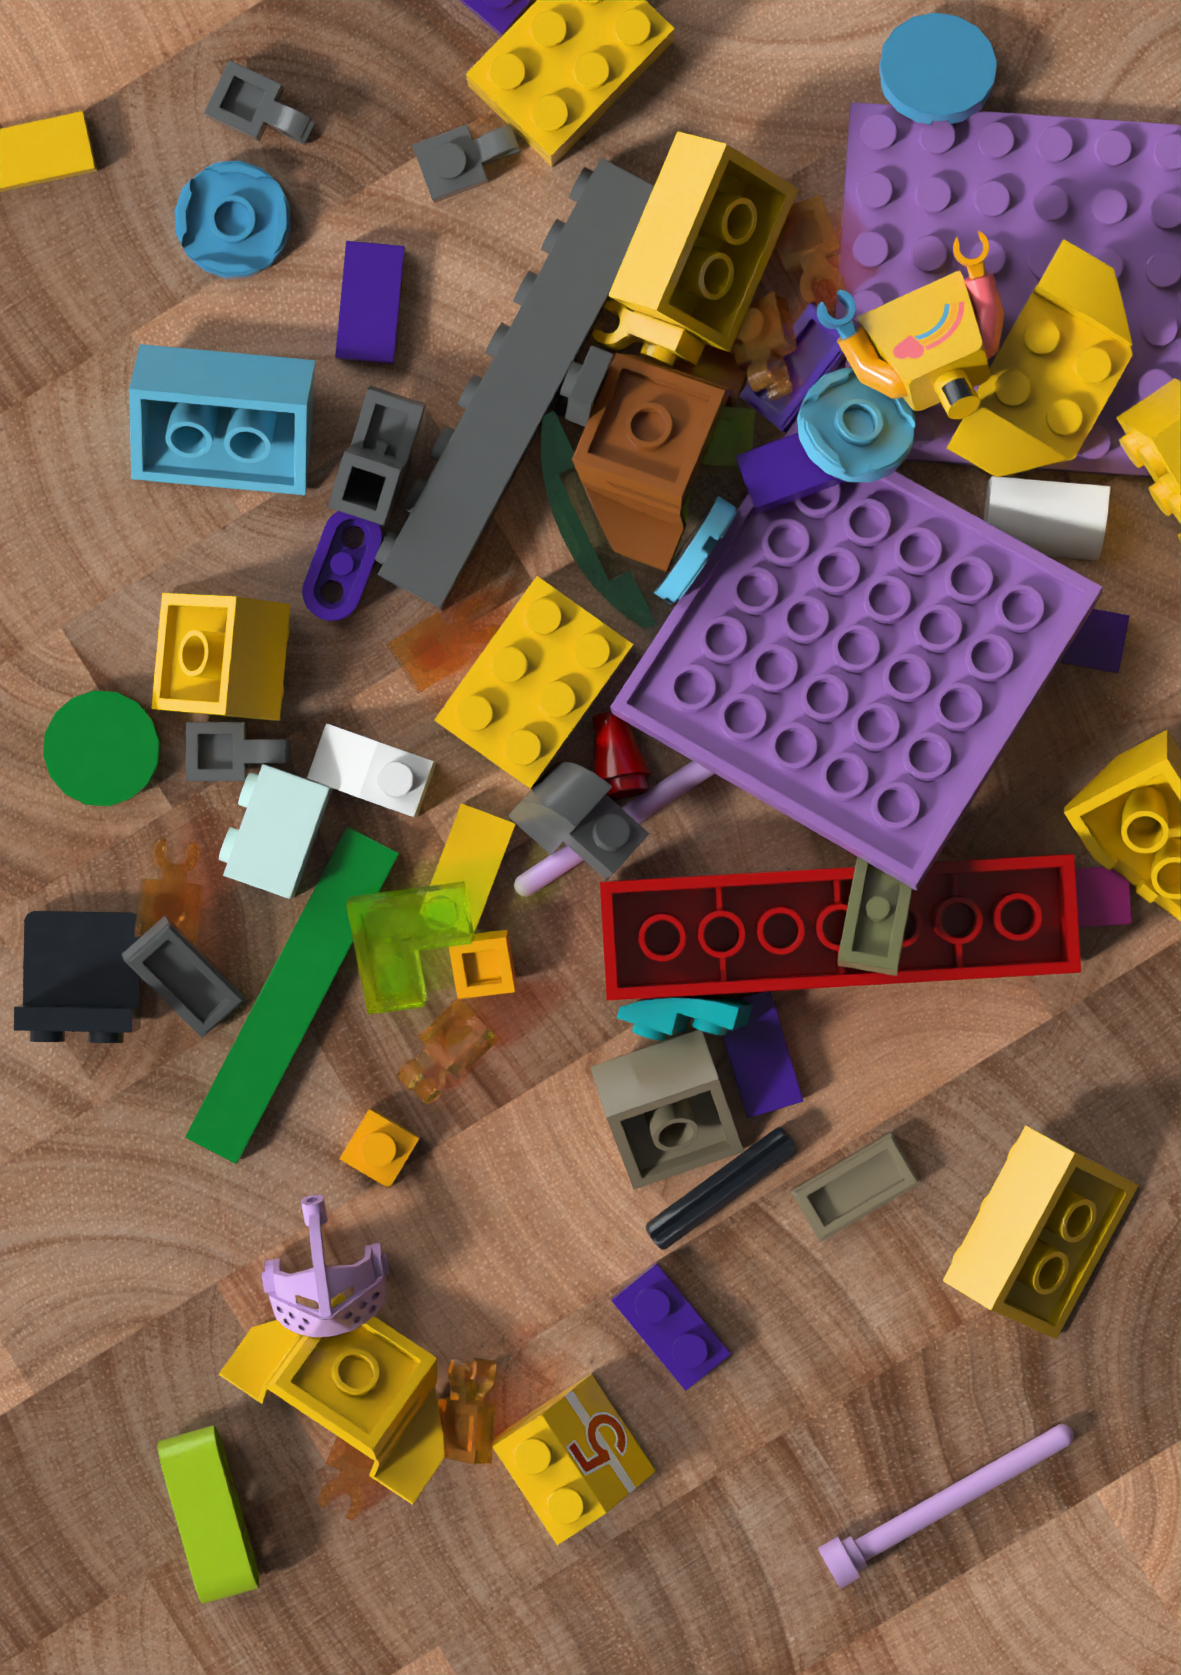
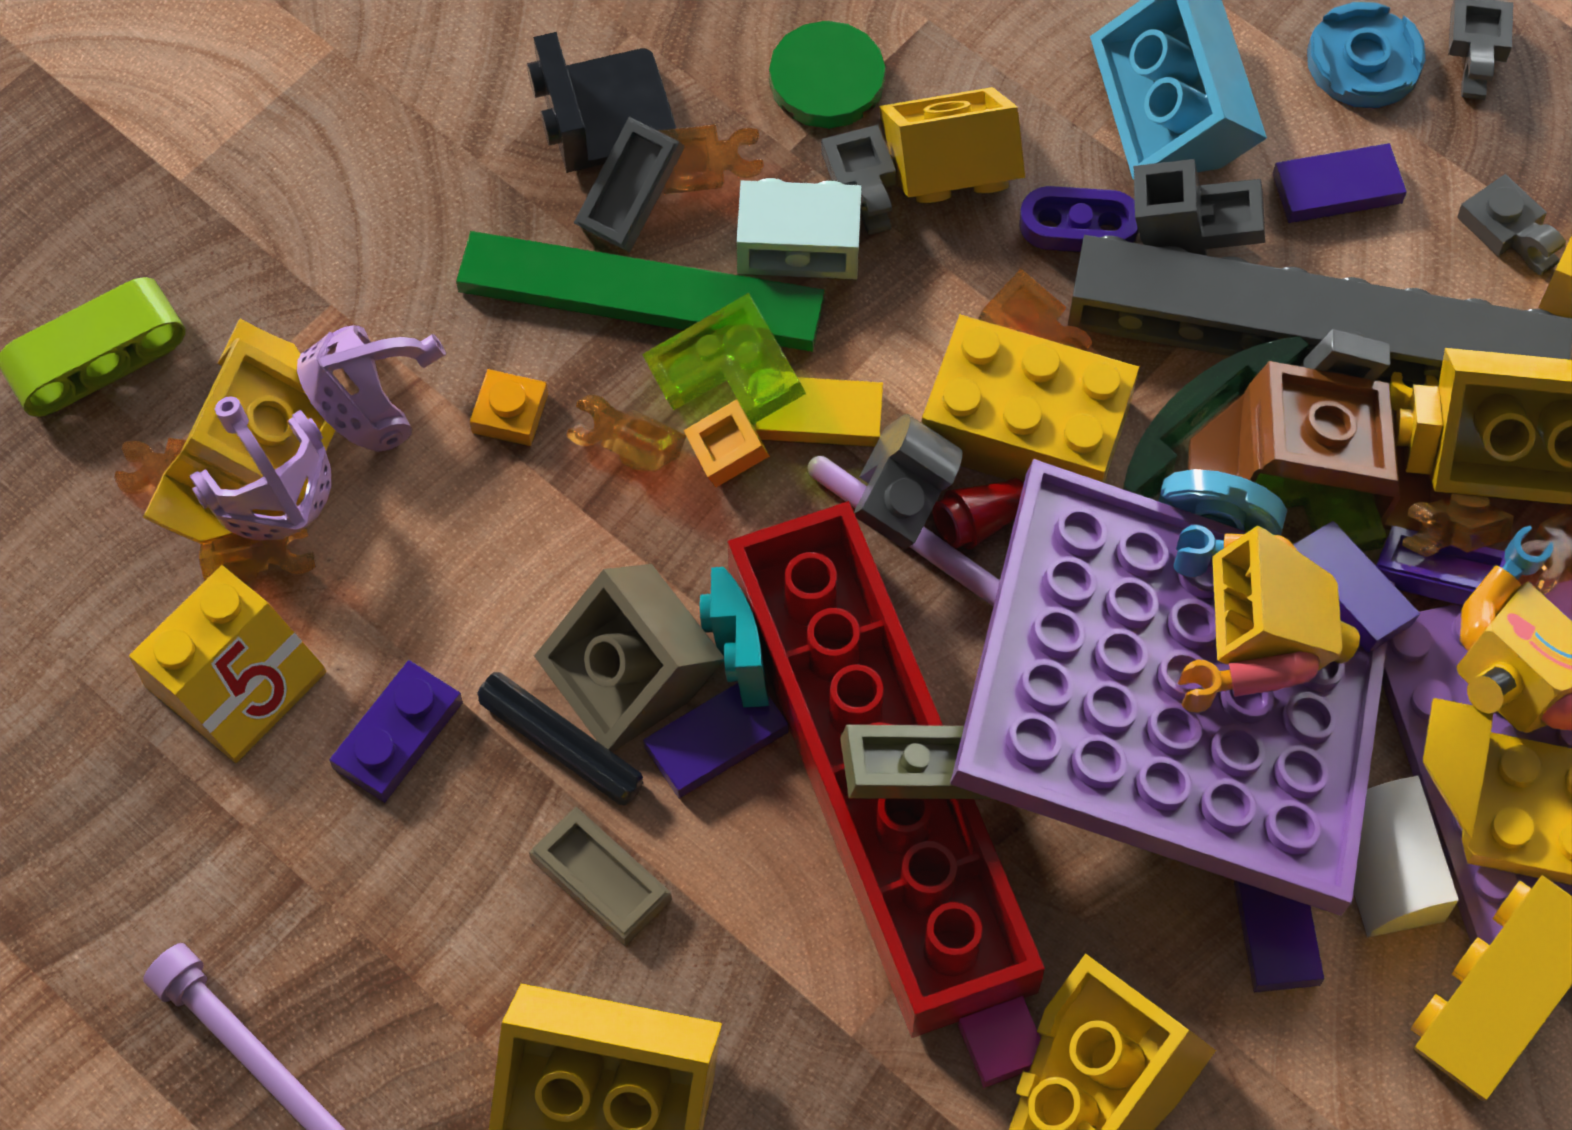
camera: 70 degrees right, 25 degrees down
(371, 770) = (887, 305): white slope -> none
(452, 1378) = (276, 489): none -> lavender helmet
(831, 557) = (1271, 614): none -> yellow torso
(854, 428) = (1411, 620): medium azure tile -> none

